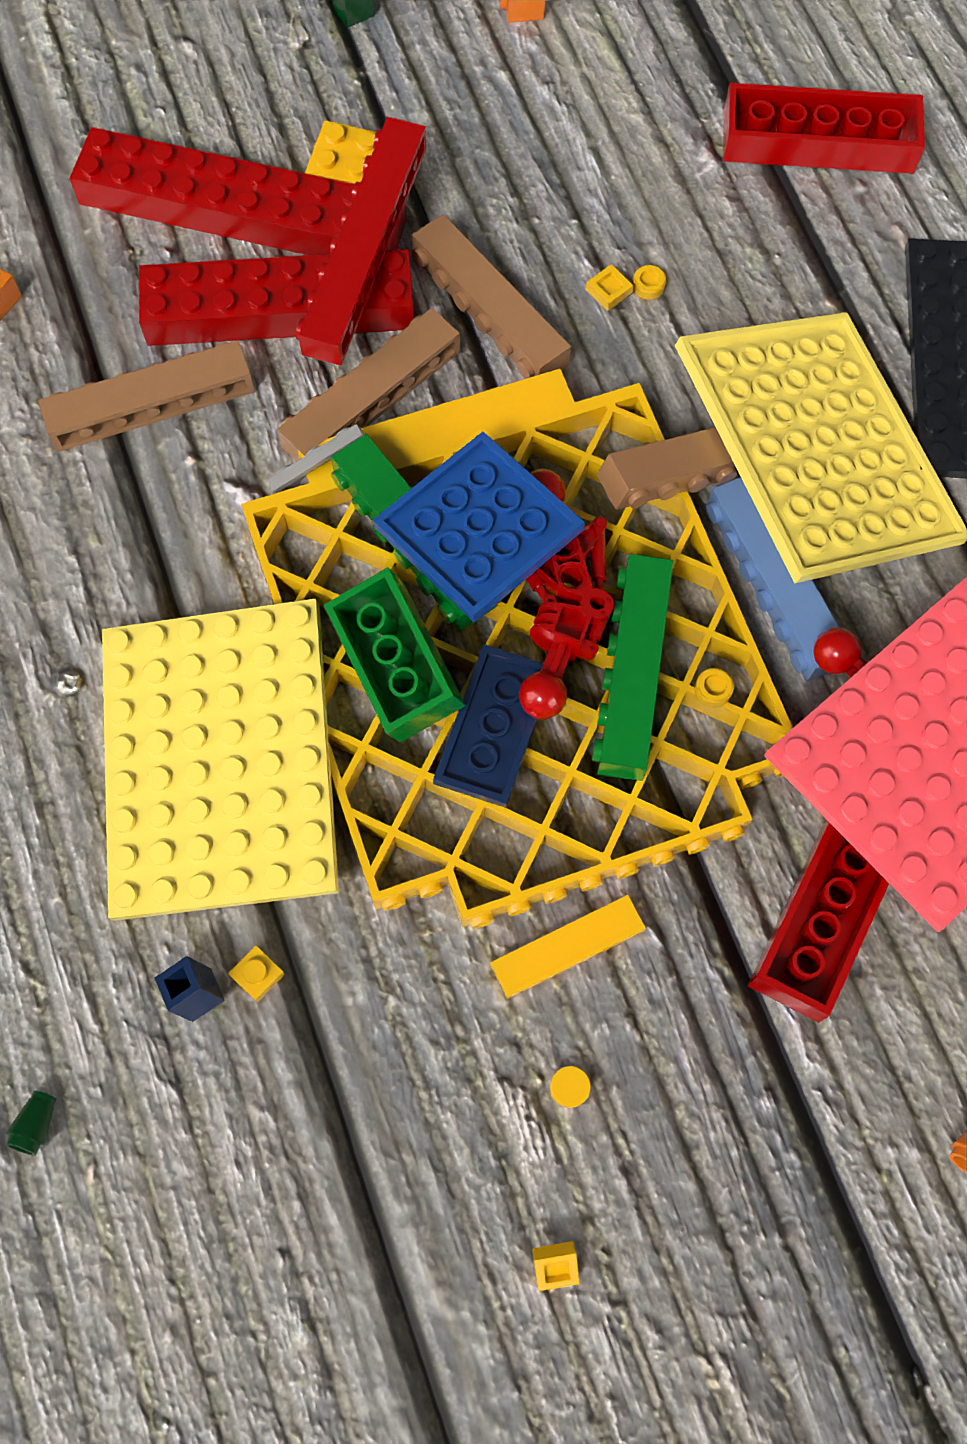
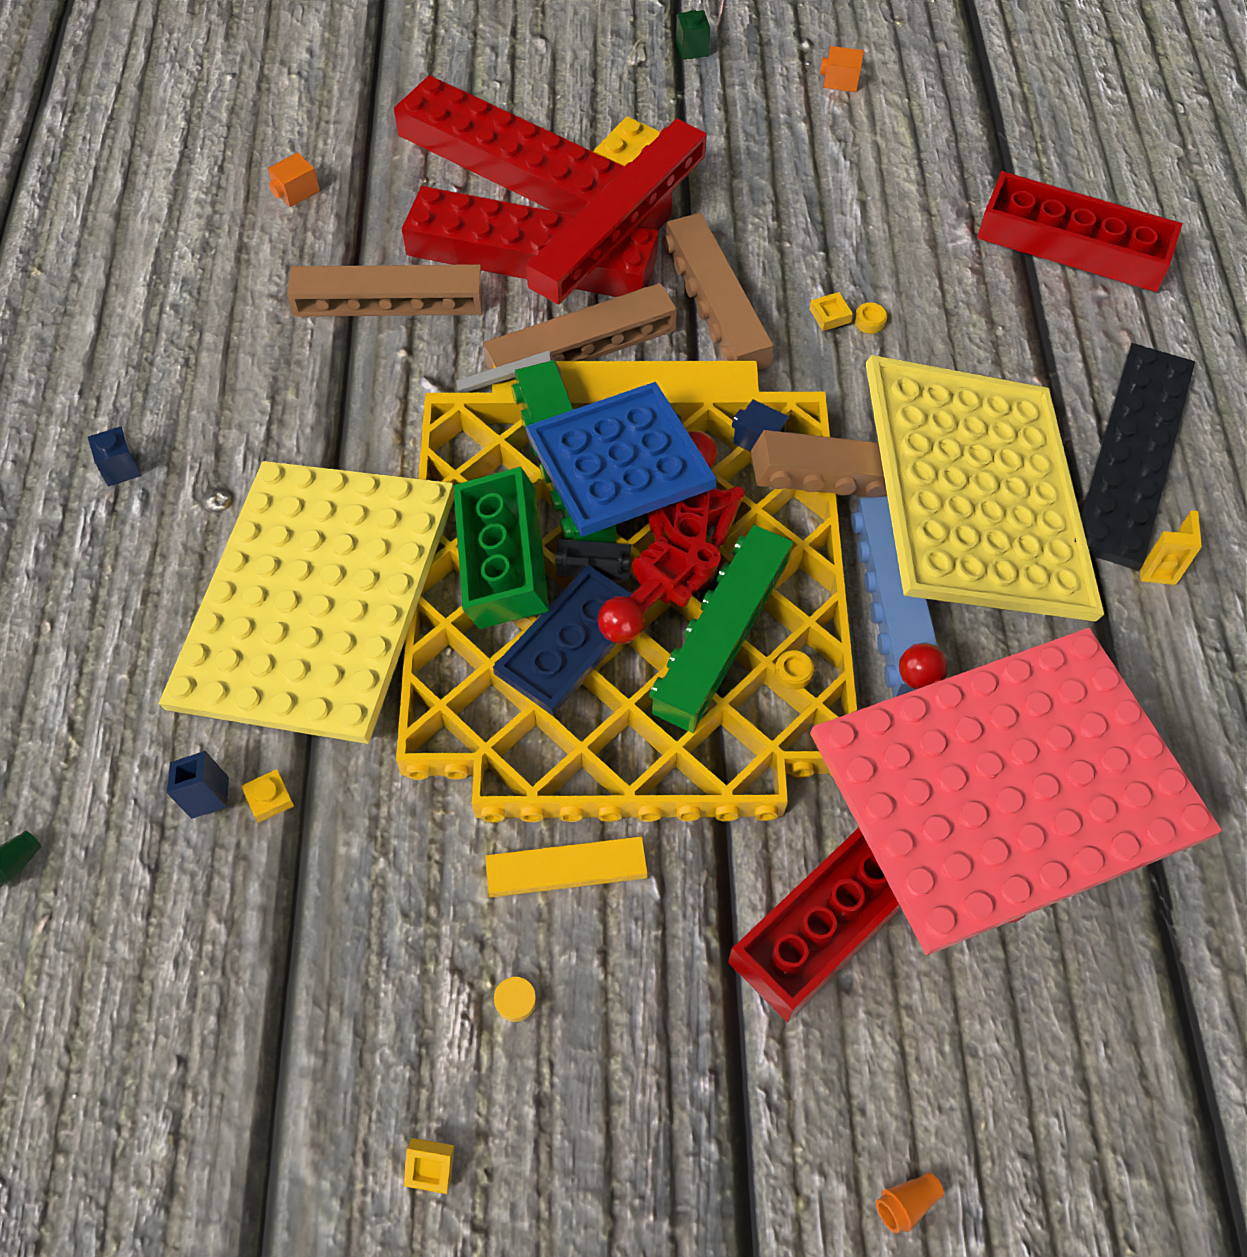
camera: 20 degrees right, 10 degrees down
(497, 631) = (607, 558): none -> black hinge
(592, 444) = (753, 420): none -> dark blue brick

